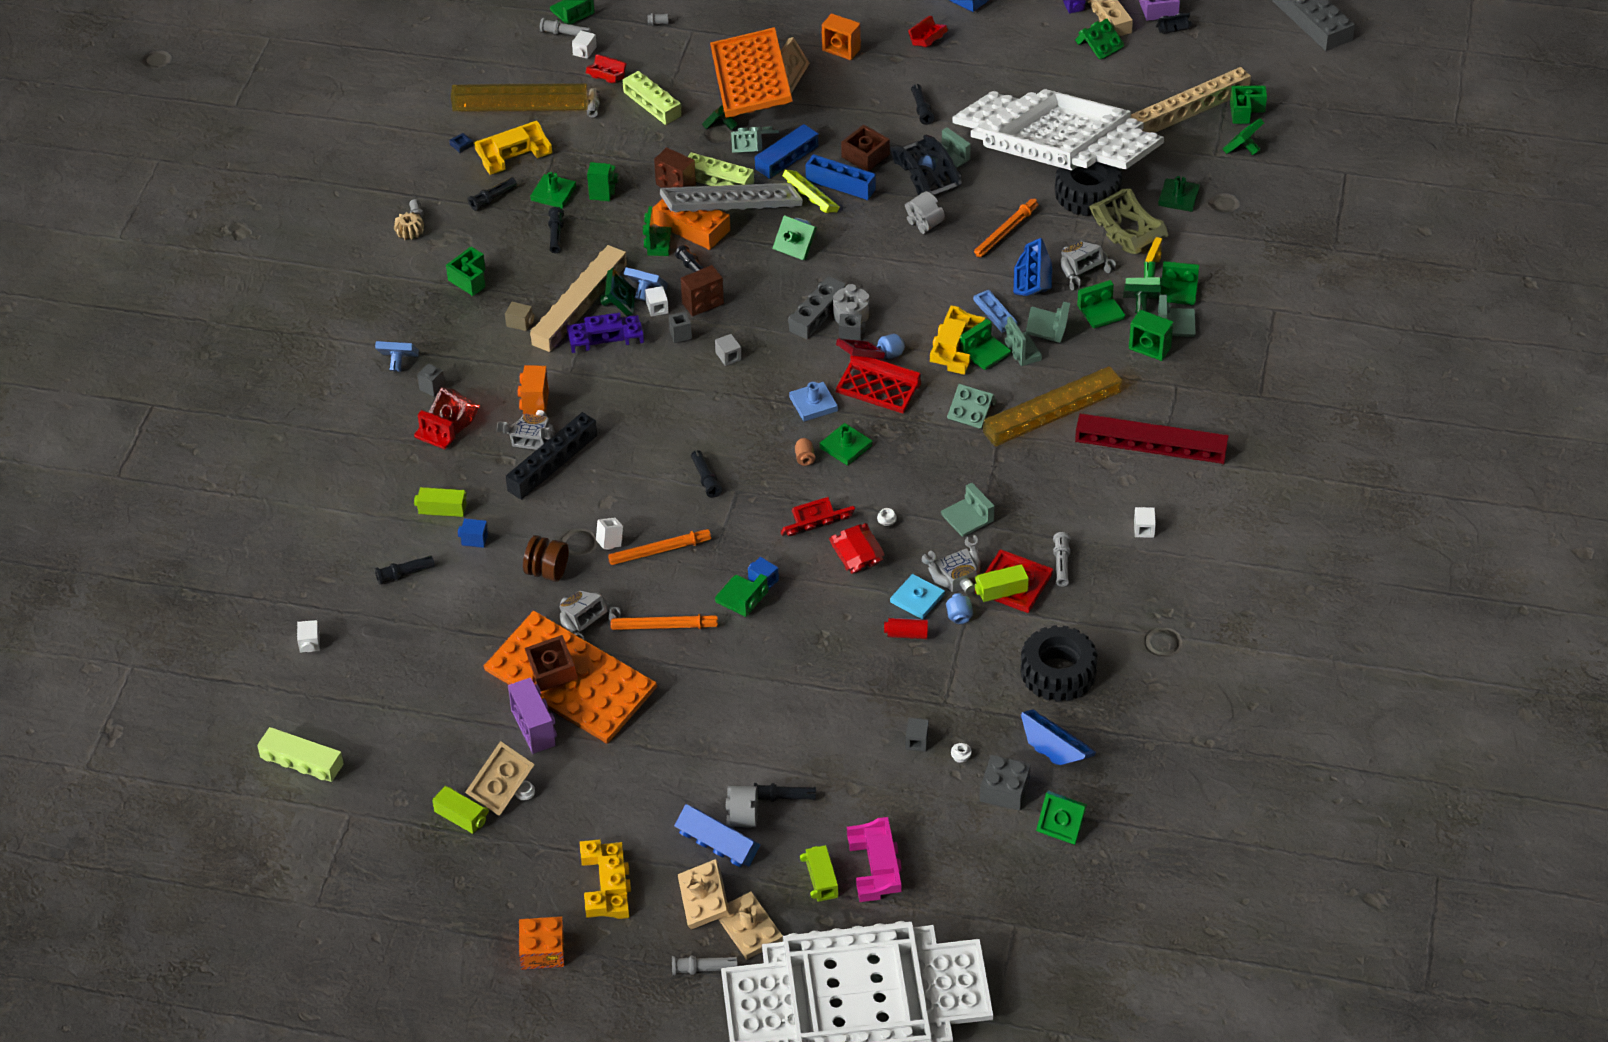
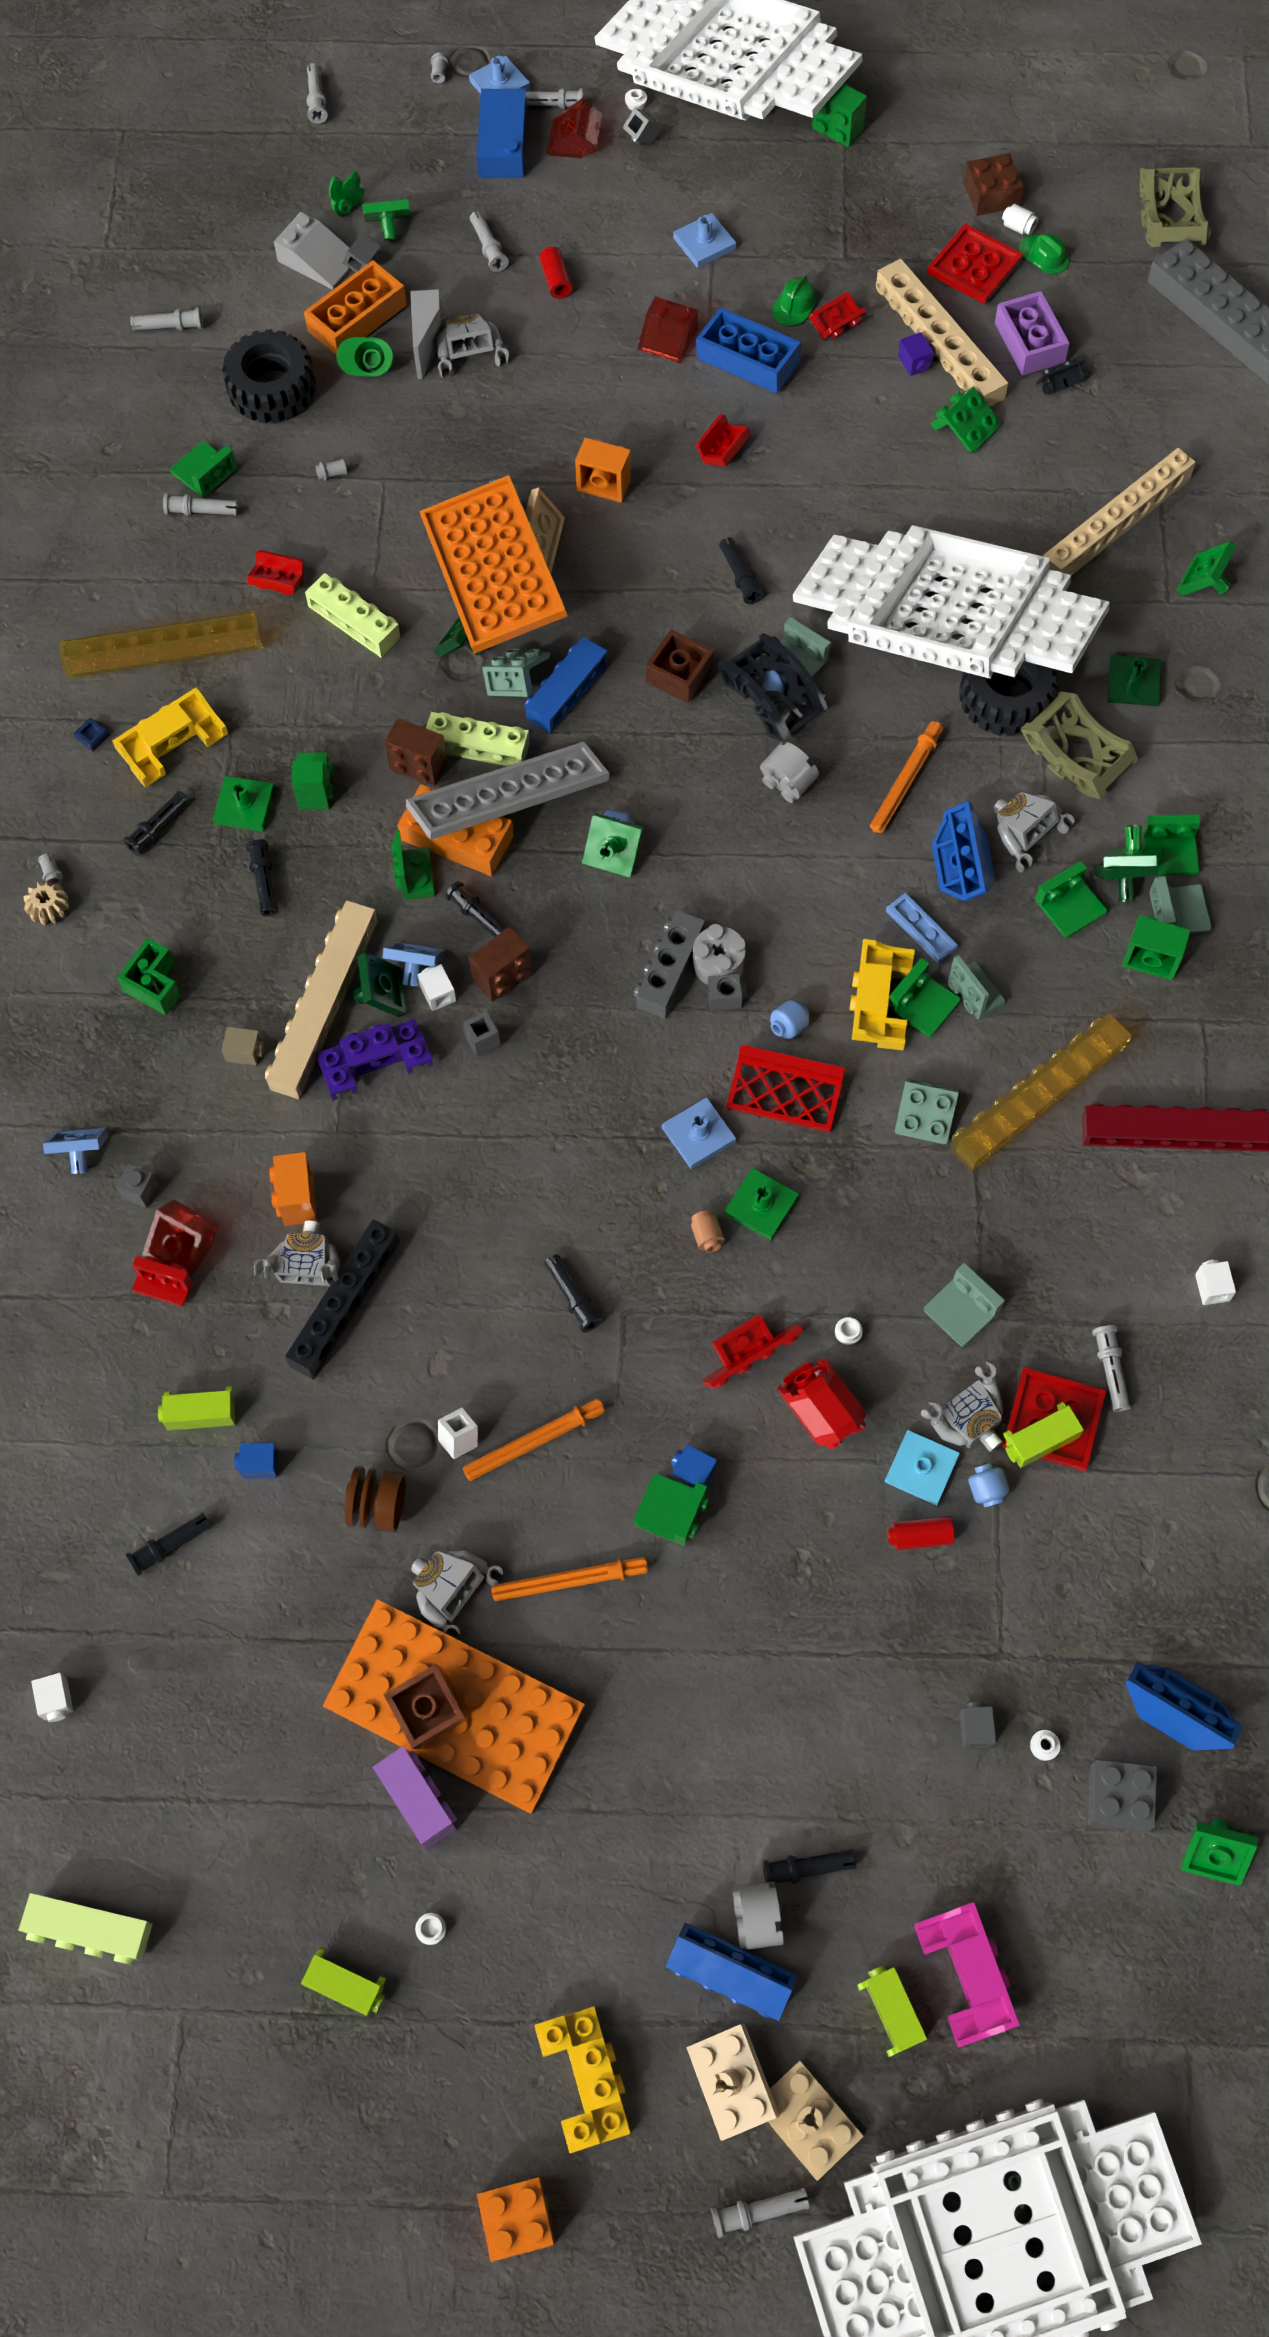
camera: 10 degrees left, 20 degrees up
(499, 778) = (393, 1930): tan plate -> none
(584, 44) = (234, 531): white brick -> none
(593, 102) = (269, 635): light grey pin -> none
(728, 349) = (557, 1060): light grey brick -> none
(808, 189) = (616, 752): neon yellow plate -> none
(840, 177) = (654, 723): blue brick -> none
(860, 348) = (750, 1035): dark red tile -> none
(1048, 324) = (1004, 943): sand green bracket -> none
(1054, 682) = (1179, 1542): black tyre -> none
(1155, 251) = (1125, 797): yellow plate -> none
(1247, 100) = (1194, 504): green brick -> none

